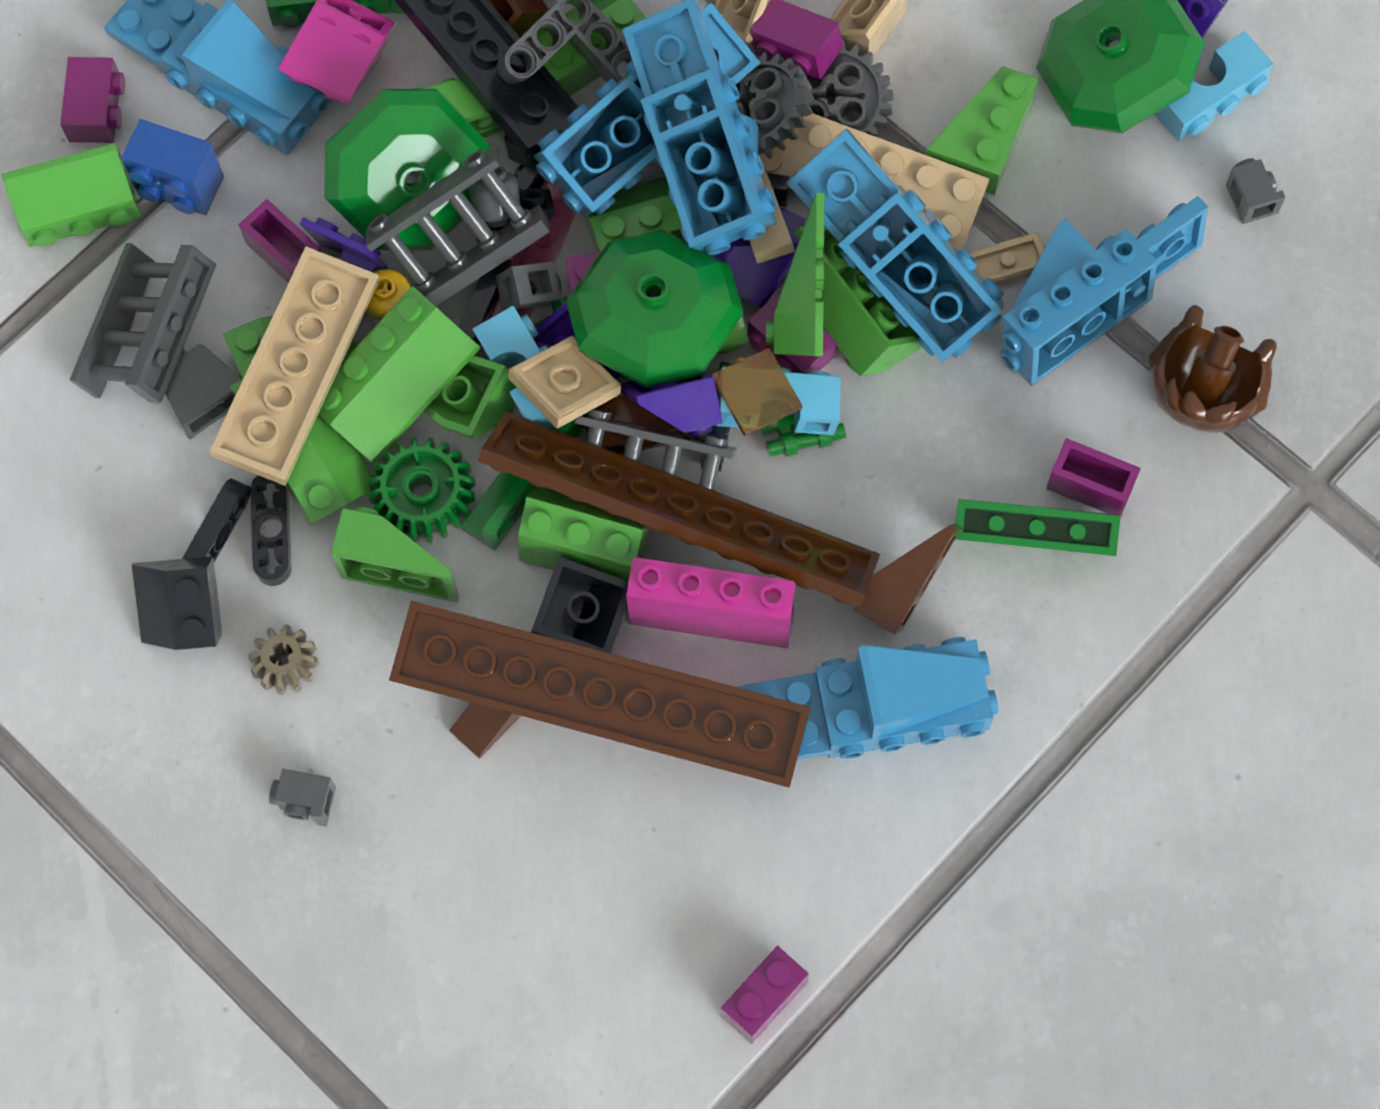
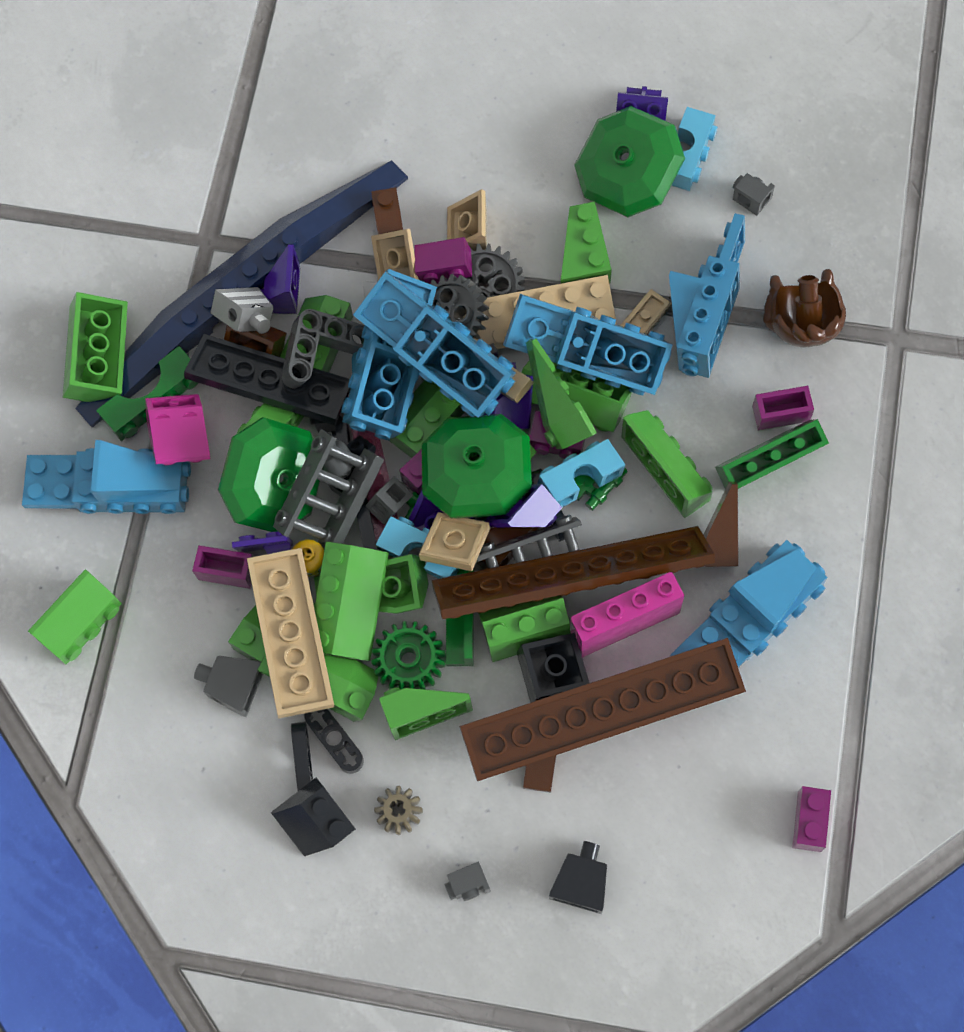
camera: 30 degrees left, 0 degrees up
(91, 100) = (43, 552): magenta piece -> none
(165, 334) = (194, 658): dark grey fence -> none
(172, 167) = (125, 562): blue brick -> none
(438, 882) = (581, 880): none -> black torso
(756, 391) = (569, 477): clear orange piece -> none
(899, 453) = (666, 462): none -> bright green slope

